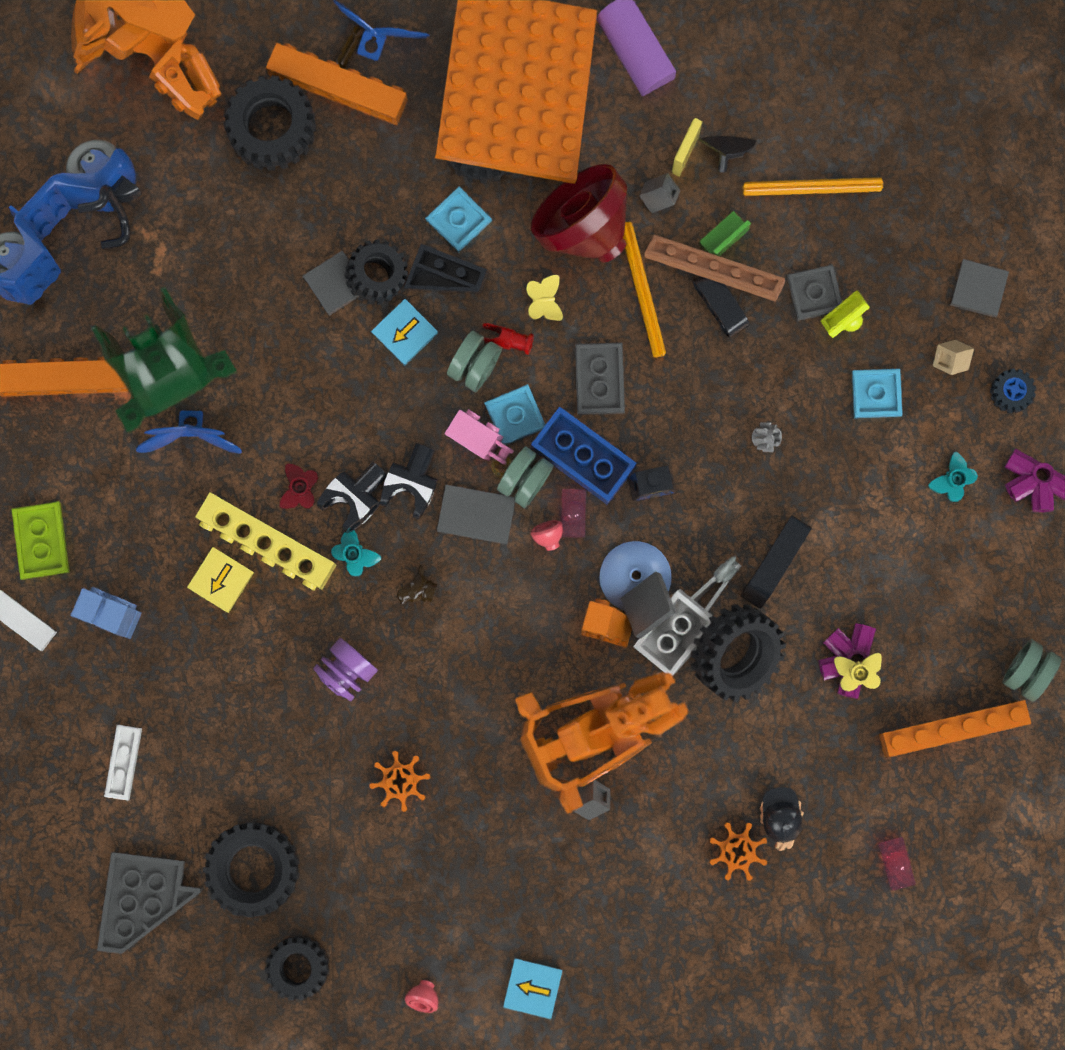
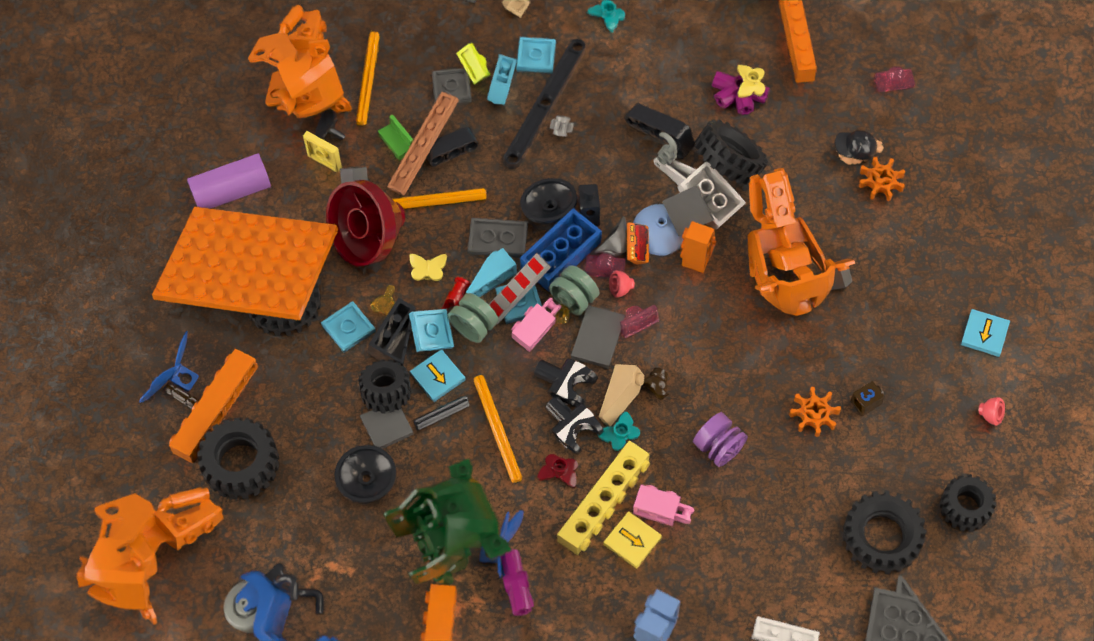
camera: 85 degrees left, 20 degrees down
(141, 453) = (516, 583): none -> magenta piece
(260, 252) = (362, 463): none -> black dish
(261, 608) = (661, 506): none -> bright pink brick
(343, 410) = (497, 429): none -> light orange axle
(357, 343) = (441, 412): none -> axle
(404, 549) = (622, 389): none -> tan slope
(424, 844) = (867, 398): none -> dark brown brick
(455, 315) = (431, 330): none -> medium azure tile
(494, 256) = (385, 302): none -> clear yellow rock
(502, 559) = (638, 319): none -> clear pink tile
(520, 408) = (519, 286): none -> light grey tile
(546, 378) = (494, 271): none -> medium azure slope
(604, 548) = (637, 243): none -> slope
(607, 523) = (616, 240): none -> dark grey hat
(656, 421) = (548, 200): none -> black dish
(782, 96) = (304, 67): none -> orange piece
(820, 418) = (539, 112): none -> black beam
(830, 354) = (501, 80): none -> medium azure slope

